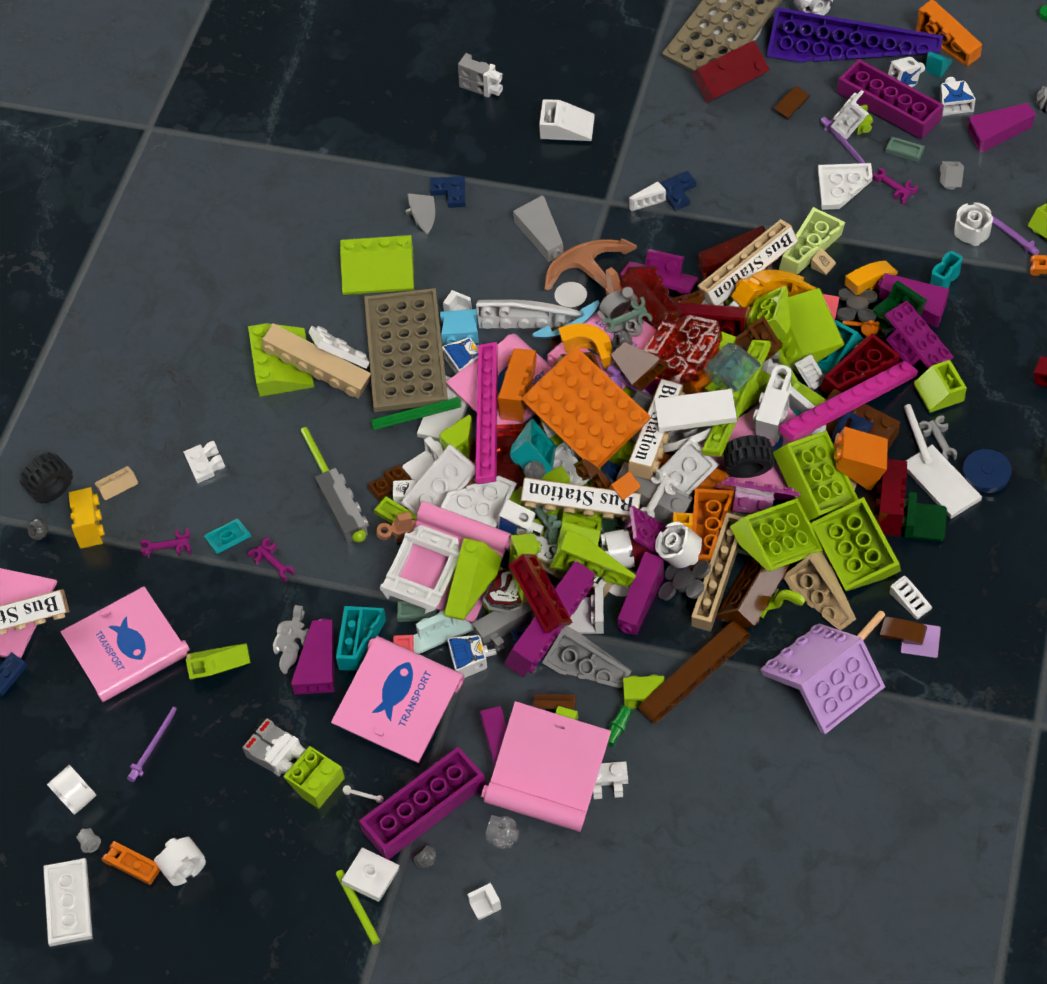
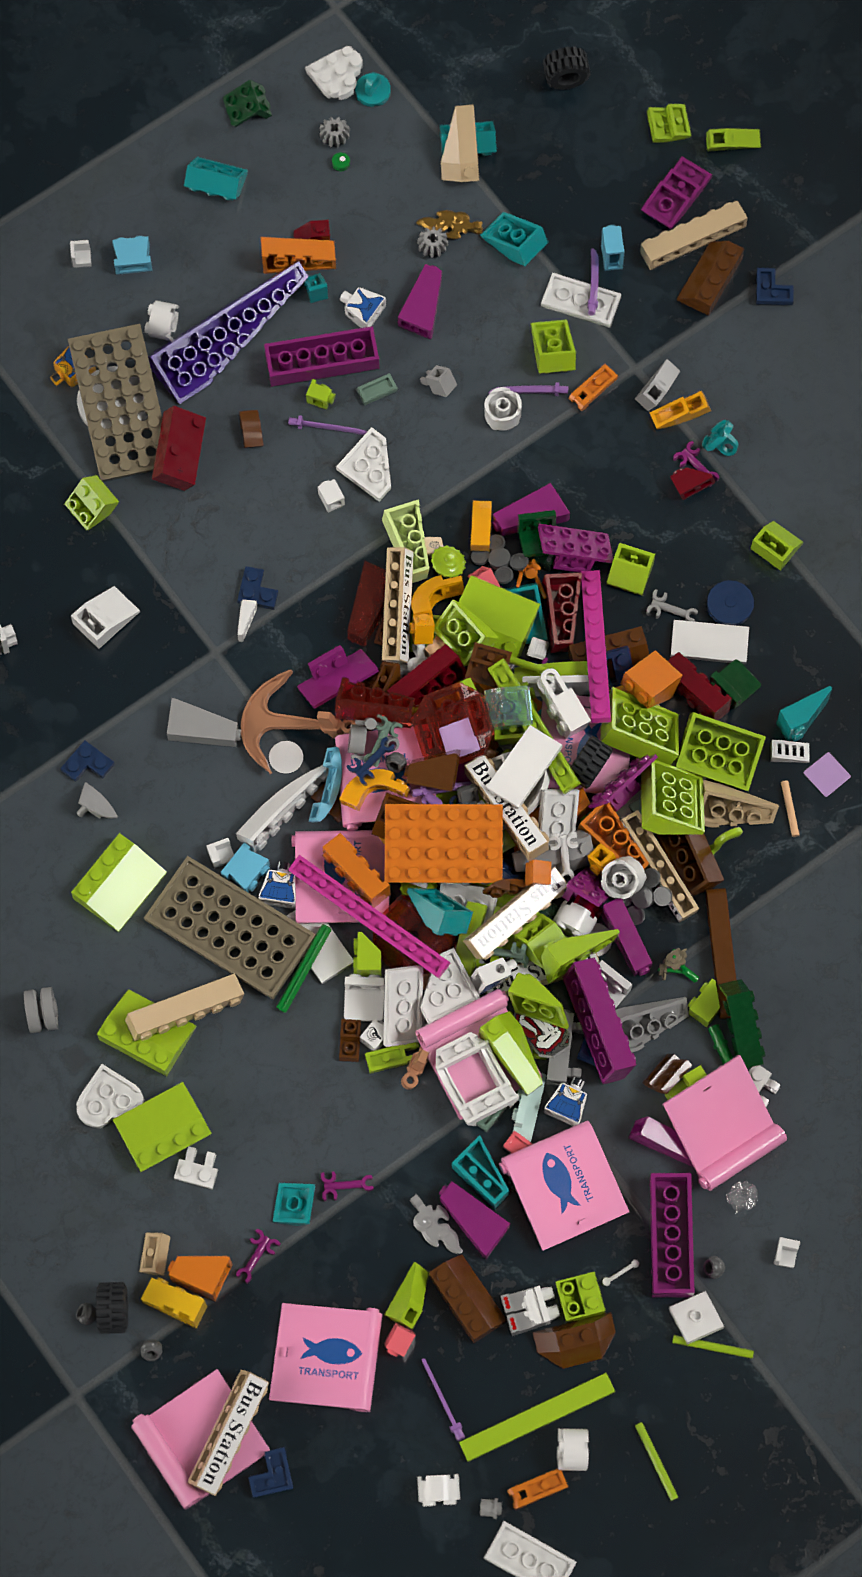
camera: 55 degrees left, 15 degrees up
(119, 515) = (201, 1273): none -> orange slope
(174, 677) = (399, 1340): none -> coral brick
(192, 821) = (537, 1417): none -> lime tile
(210, 373) = (107, 1098): none -> white plate
(213, 416) = (161, 1126): none -> lime slope
(224, 935) = (656, 1461): none -> lime bar
(237, 284) = (43, 1009): none -> light grey wheel
(248, 699) = (467, 1297): none -> reddish brown slope
(278, 803) = (576, 1341): none -> reddish brown wedge
(337, 346) = (181, 980): white plate -> none
(338, 497) = (331, 1090): piece -> none
(535, 470) = (467, 926): dark grey piece -> none
(539, 592) = (586, 1012): dark red fence -> none
(593, 320) = (362, 770): none -> dark blue bar
(641, 59) = (91, 502): none -> lime slope
(643, 721) = (743, 1022): none -> dark green wedge
(654, 635) = (676, 960): none -> dark tan plant
(676, 358) = (459, 736): none -> lavender sticker
(793, 178) = (331, 495): none -> white brick
(819, 275) = (448, 561): none -> lime piece
(829, 671) = (802, 863): lavender bracket -> none
(849, 116) = (313, 403): white bracket -> none
(903, 192) = (418, 426): magenta bar -> none
(904, 630) = (814, 780): reddish brown slope -> none
(906, 70) = (307, 318): white torso -> none
(917, 433) = (656, 621): white bar -> none
(947, 270) = (530, 469): teal brick -> none
(950, 580) = (798, 717): none -> teal slope
(981, 32) = (313, 230): none -> dark red slope

